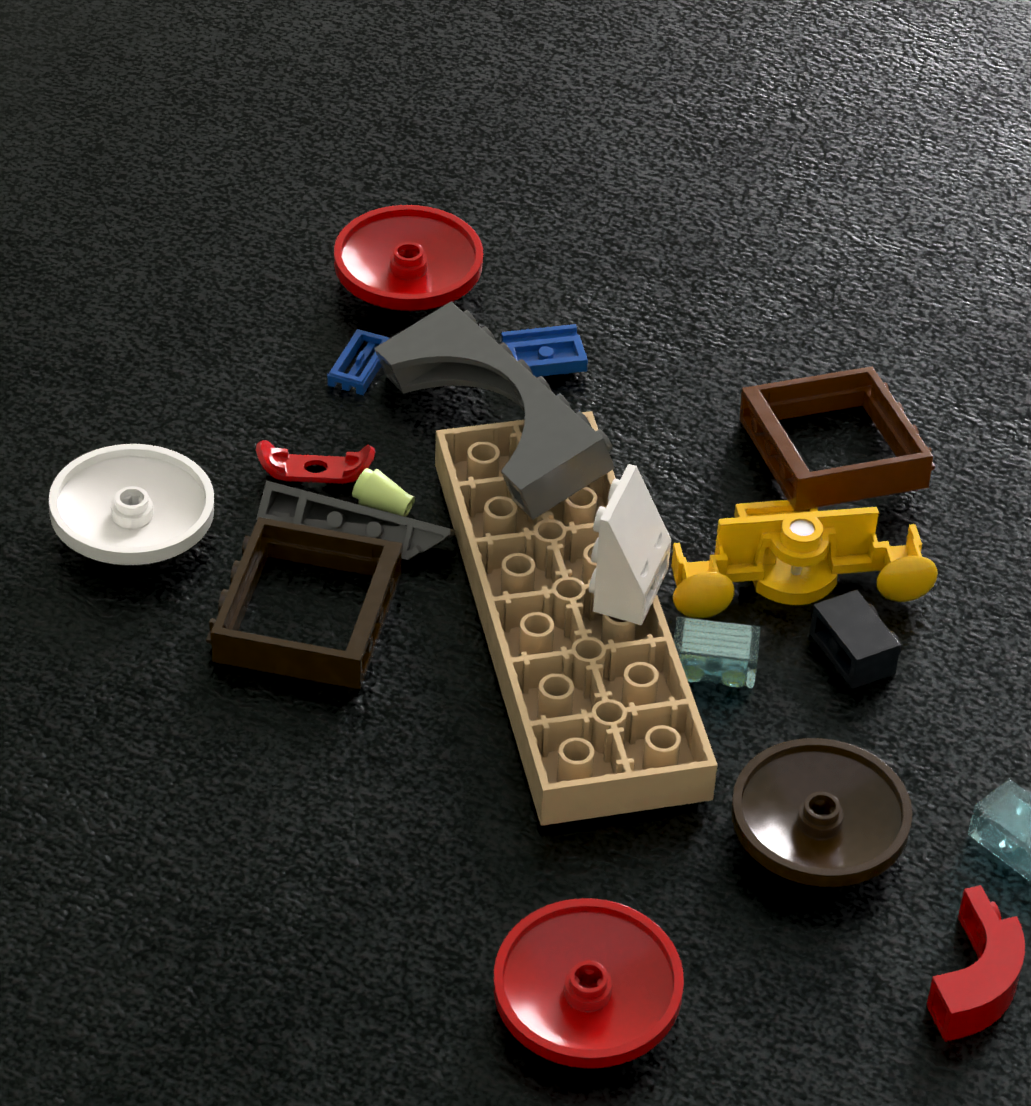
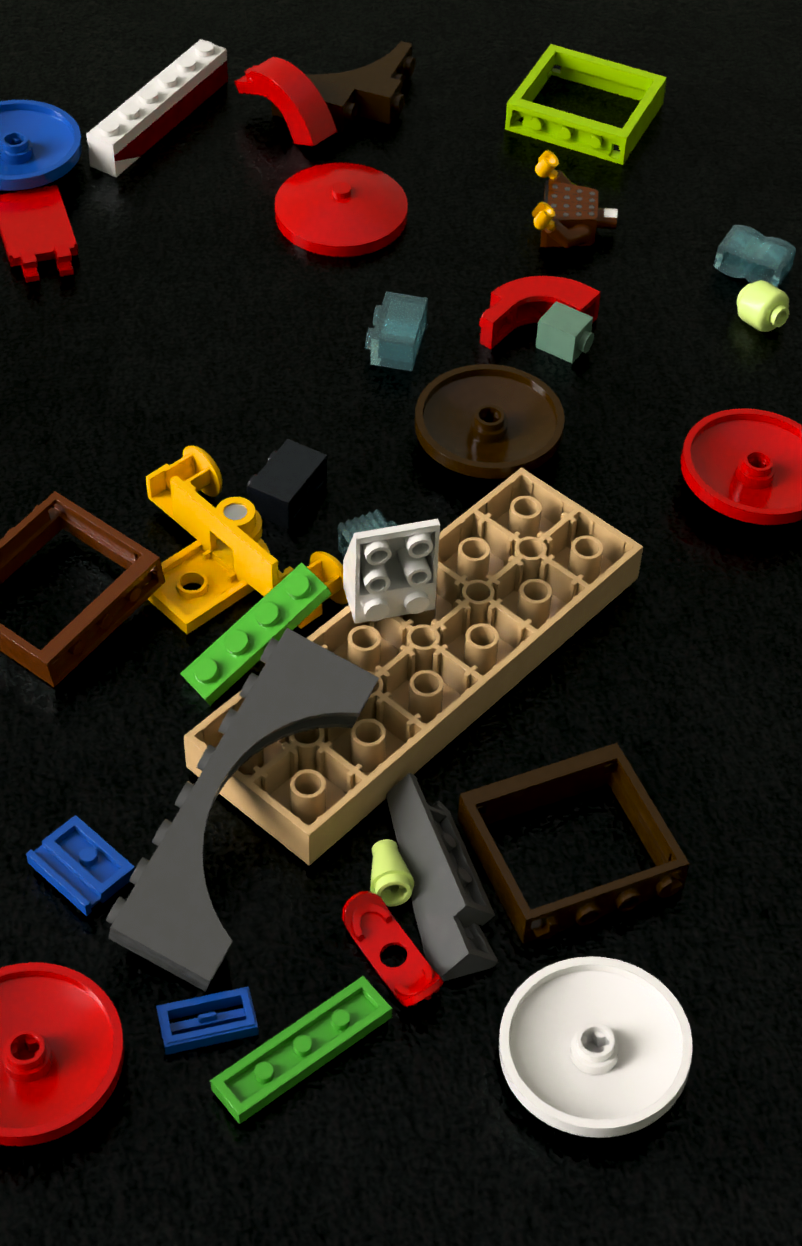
camera: 125 degrees left, 5 degrees up
(288, 386) = (300, 1049): none -> bright green plate
(678, 514) = (246, 640): none -> bright green plate
(914, 964) = (564, 332): none -> sand green brick

